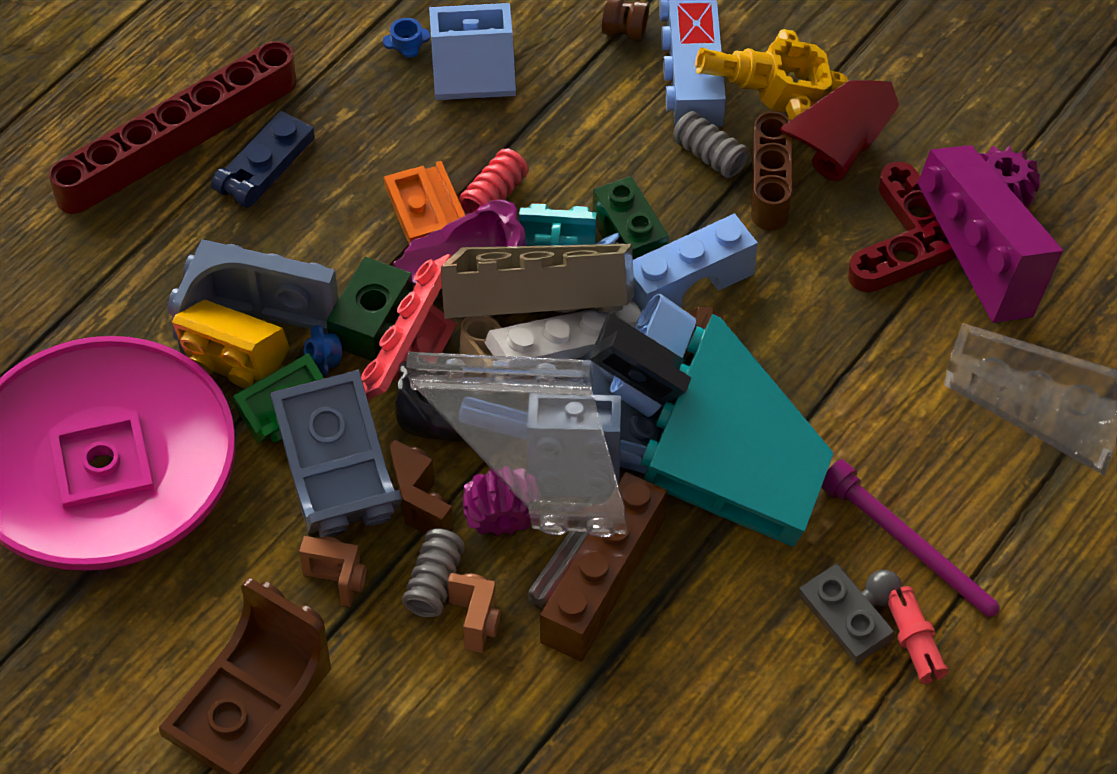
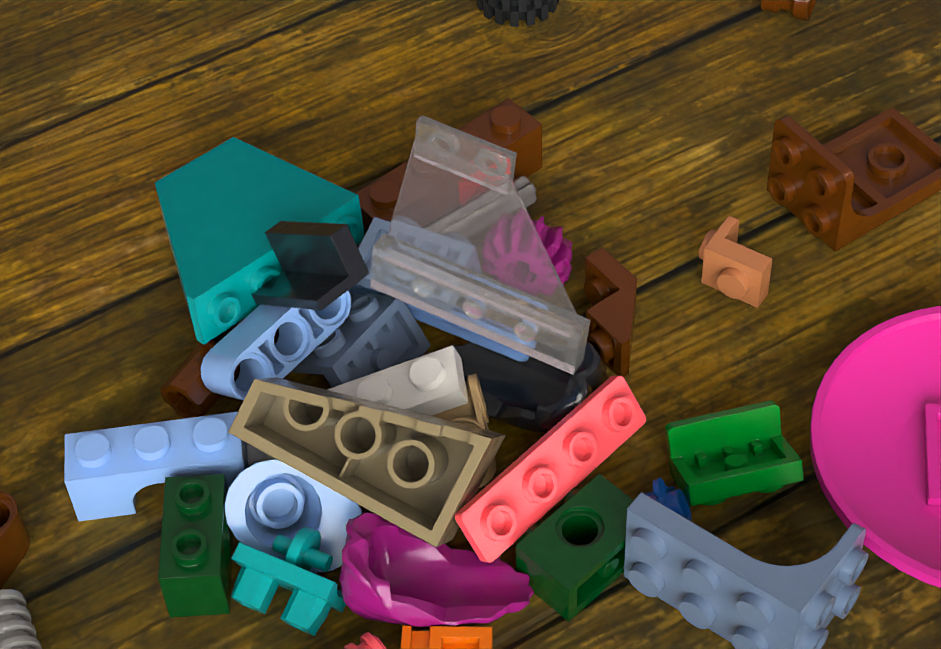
camera: 155 degrees left, 5 degrees down
(230, 342) = (786, 508): yellow slope -> none
(334, 454) = (698, 323): sand blue bracket -> none
(430, 577) = (631, 226): light grey piece -> none
(482, 616) = (595, 185): nougat bracket -> none
(843, 482) = (146, 200): magenta piece -> none
(851, 613) = (232, 97): dark grey plate -> none
(916, 635) = (186, 61): coral pin -> none

